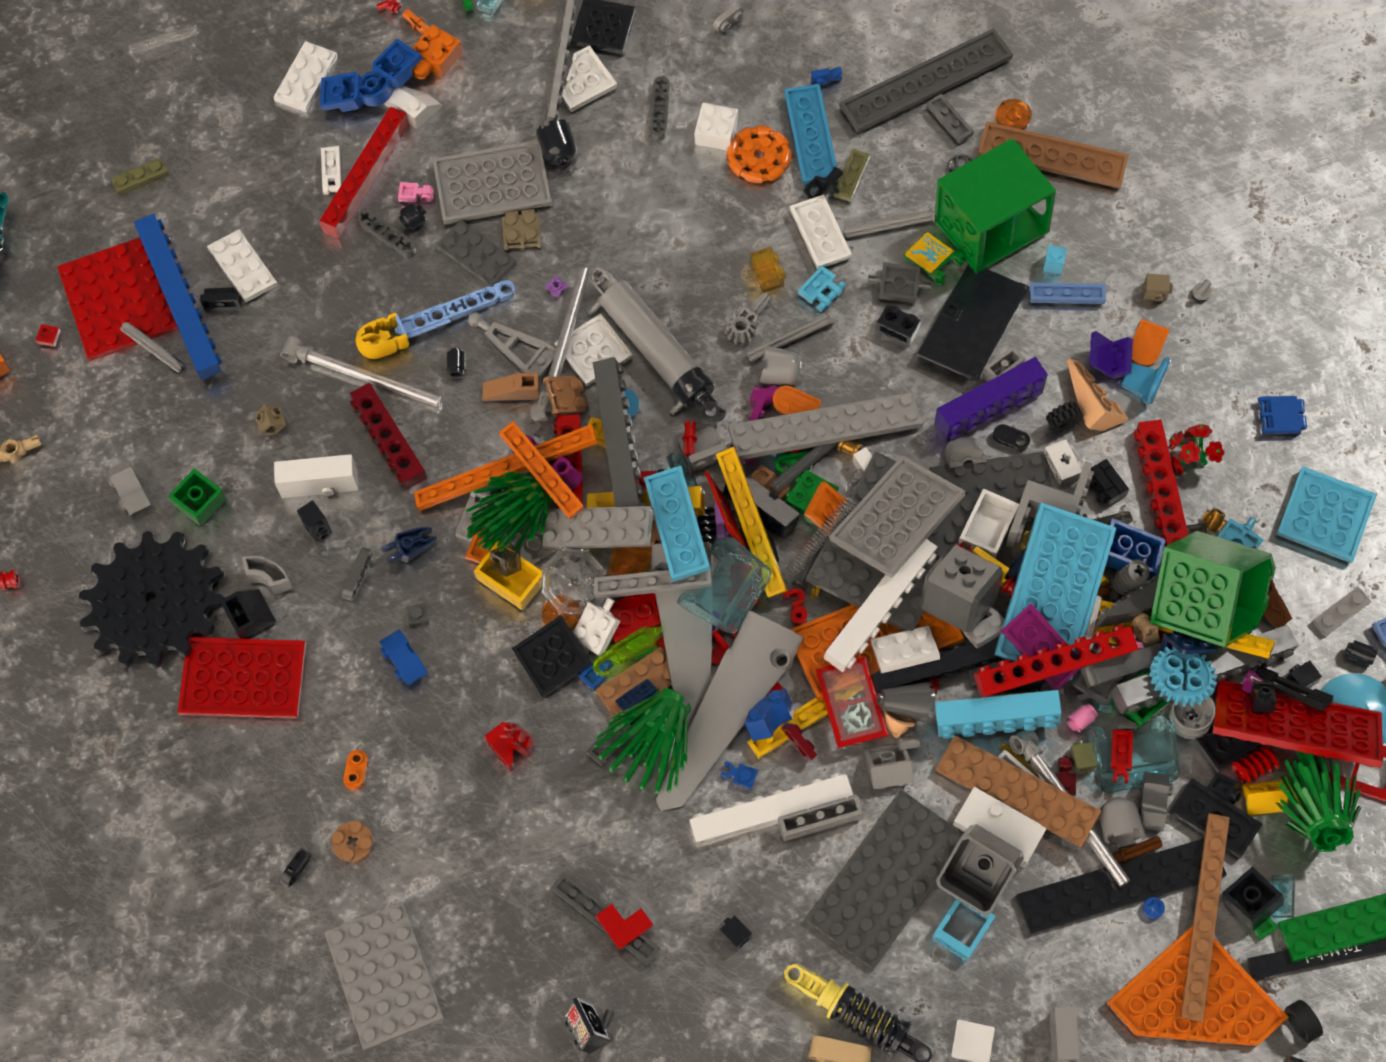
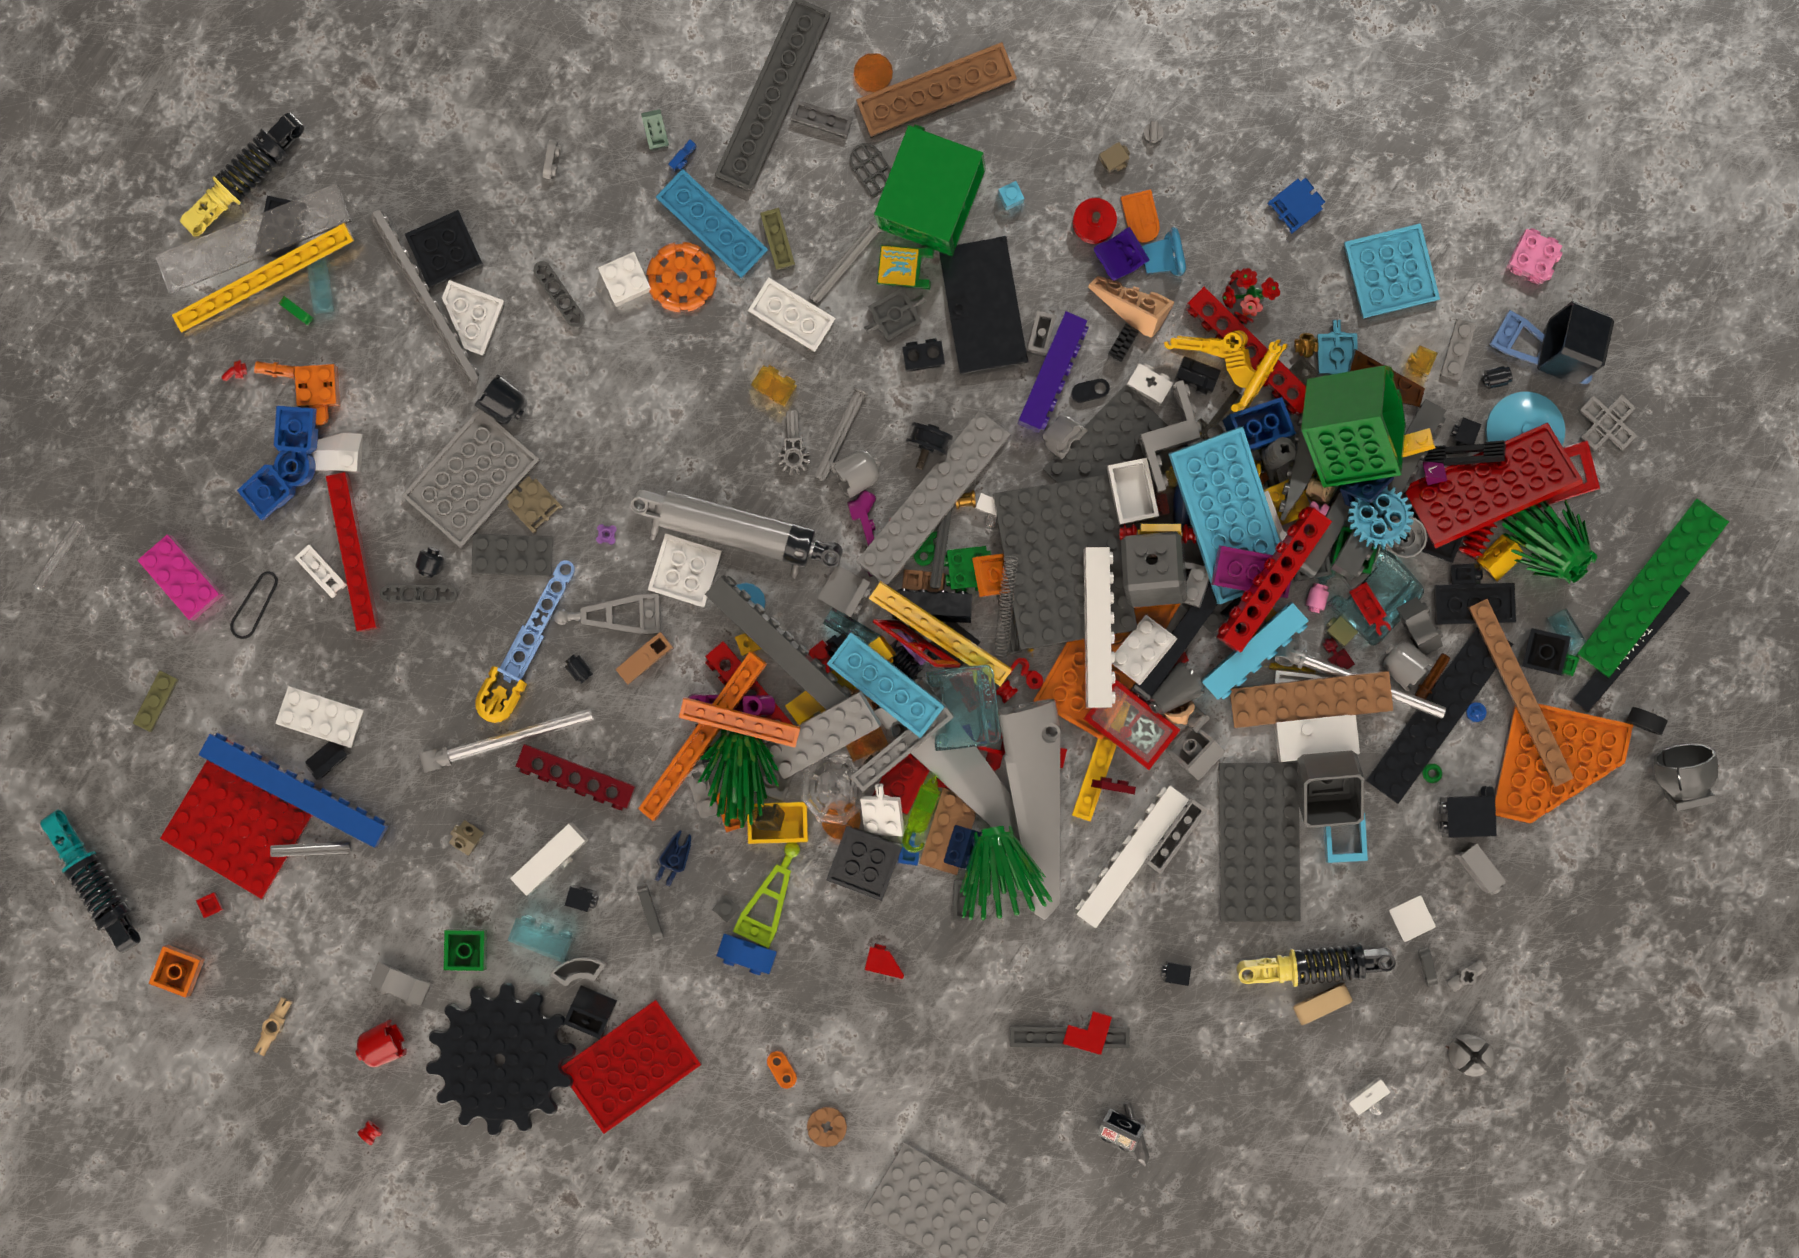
camera: 40 degrees left, 20 degrees up
(75, 519) = (380, 1045): none -> red cylinder
(231, 107) = (180, 577): none -> dark pink brick
(260, 528) = (542, 938): none -> clear light blue piece
(263, 155) = (246, 599): none -> black piece
(295, 867) = (800, 1180): black piece -> none
(305, 76) = (218, 496): white plate -> none
(410, 192) = (407, 541): bright pink plate -> none
(425, 645) = (754, 929): none -> lime plate
(517, 738) = (893, 952): red plate -> none
(543, 410) = (688, 657): flat silver piece -> none
(567, 393) = (698, 631): medium nougat plate -> none
(689, 438) = (830, 593): red axle -> none
(743, 776) = (1087, 844): blue plate -> none
(769, 608) = (1006, 691): none -> red wheel
(769, 714) = (1074, 782): blue brick -> none
(791, 400) = (891, 494): orange window -> none
(817, 284) = (827, 365): medium azure plate -> none
(820, 44) = (655, 129): none -> sand green tile
(824, 184) = (765, 264): black bracket -> none
(854, 381) = (928, 439): none -> black wheel
(897, 516) = (1058, 545): light grey plate -> none
(1005, 552) = (1162, 504): none -> clear red plate
(1067, 293) = (1043, 219): medium blue plate -> none
(1078, 924) = (1438, 773): none -> green plate
(1084, 983) = (1468, 815): none -> black container
(1108, 317) = (1094, 220): none -> red wheel
(1148, 485) = (1236, 360): none -> yellow piece
(1263, 697) = (1451, 484): black brick -> none
(1304, 597) = (1421, 361): none -> clear yellow brick

